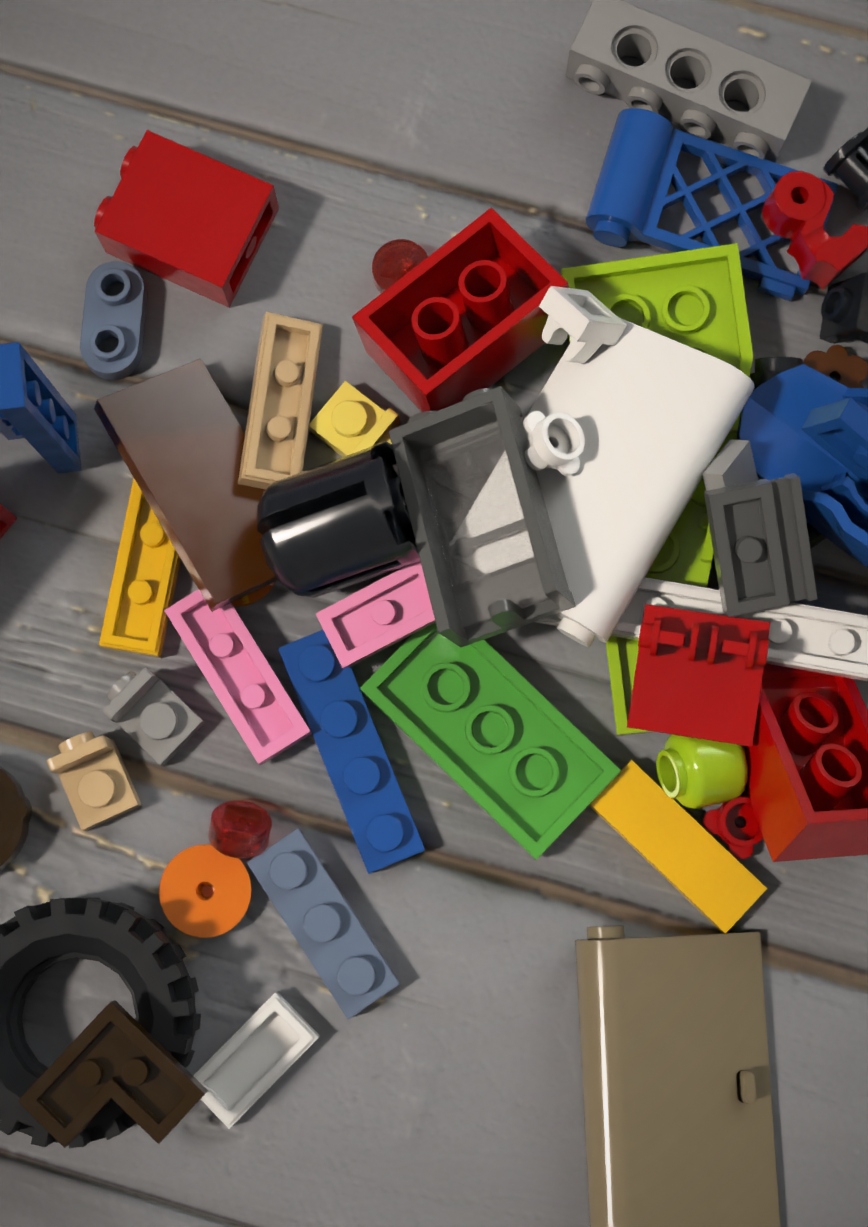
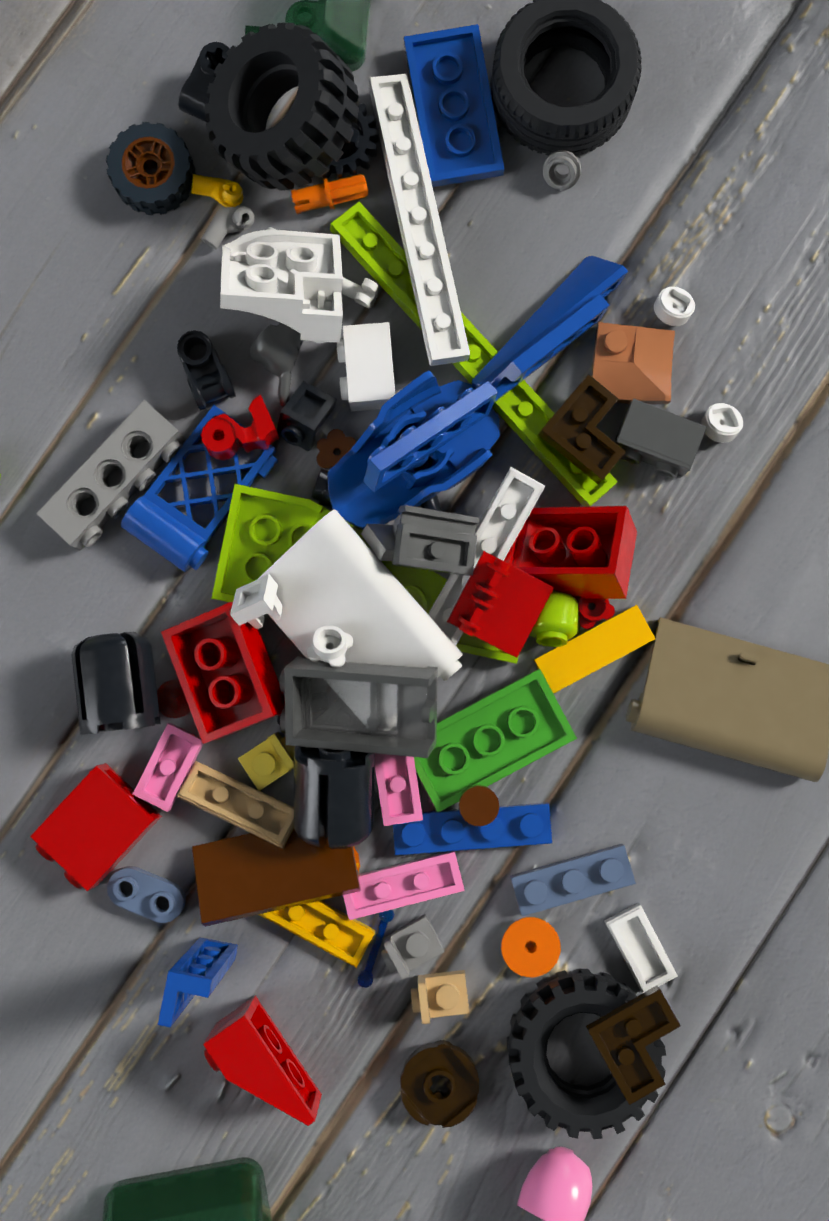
camera: 70 degrees left, 5 degrees up
(88, 665) = (365, 977): none -> clear blue hinge
(240, 829) = (500, 914): clear red tile -> none
(302, 289) = (168, 767): none -> bright pink plate
(389, 742) = (479, 805): none -> reddish brown tile
(397, 173) = (115, 683): none -> black cylinder

